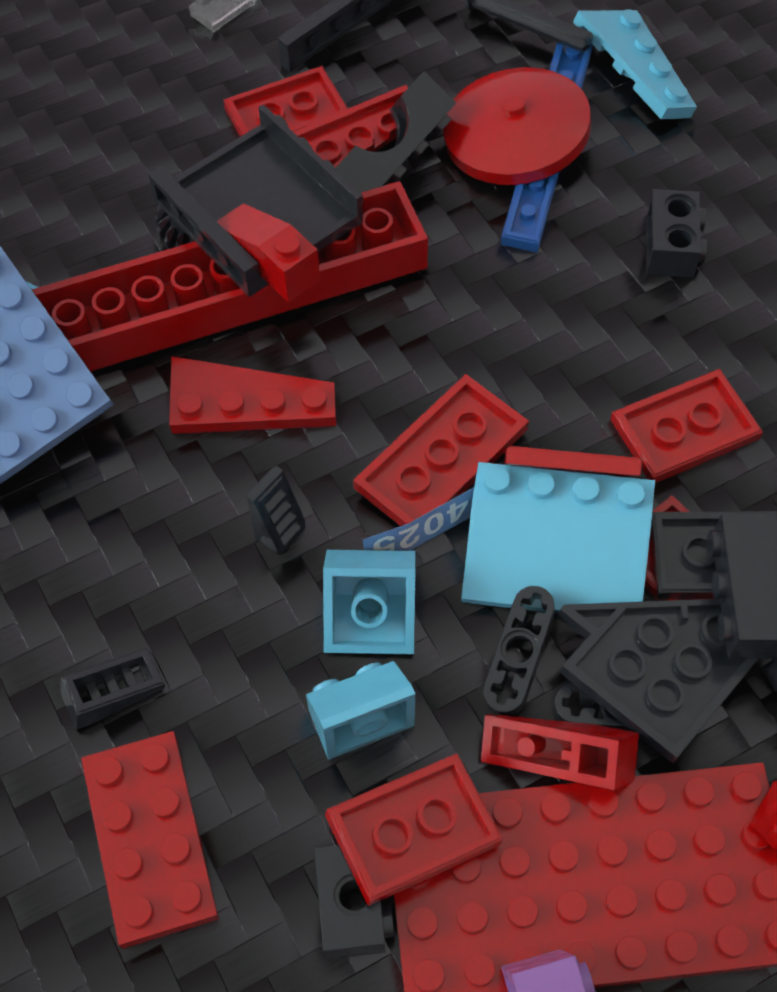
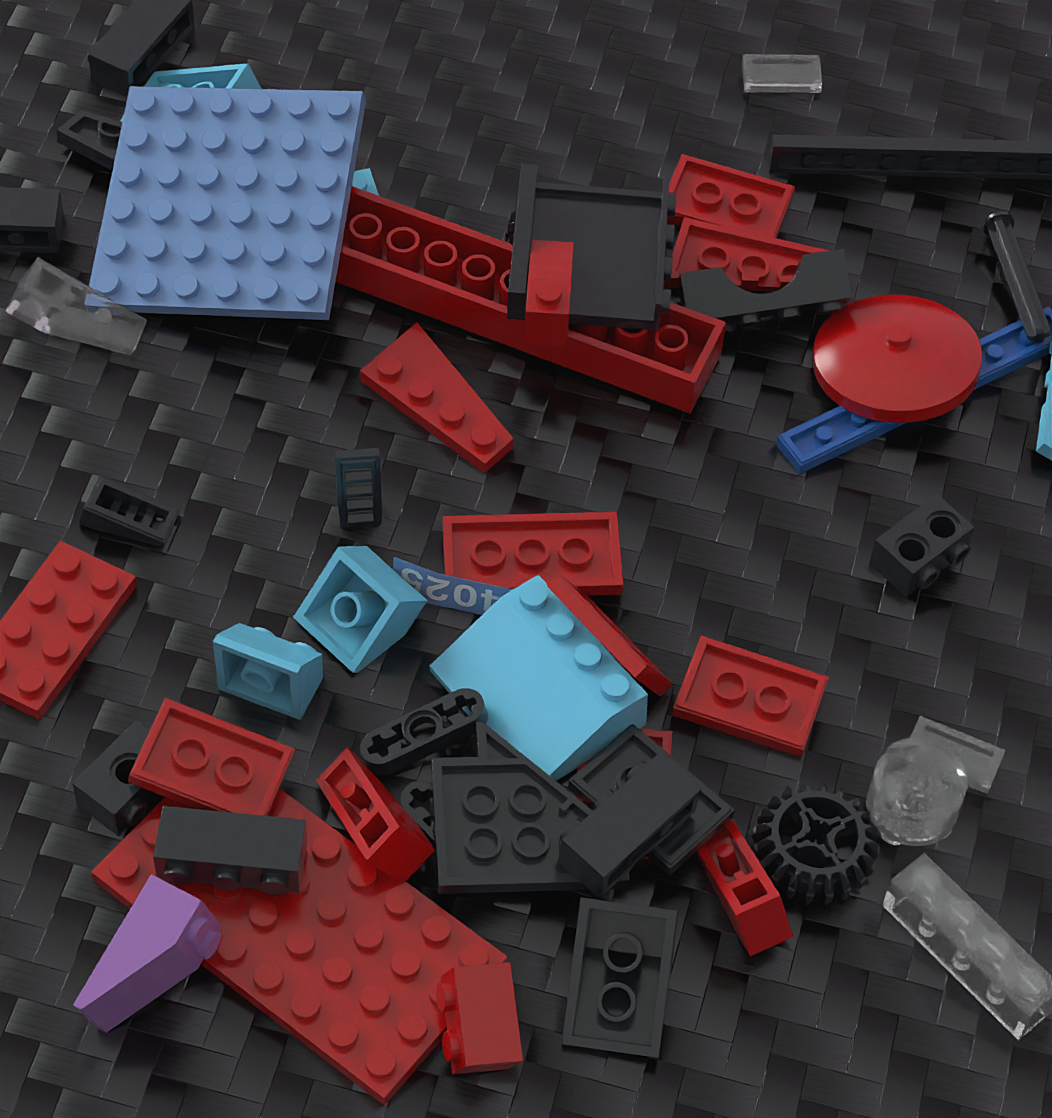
camera: 40 degrees right, 5 degrees down
(506, 883) = (230, 850): none -> black brick

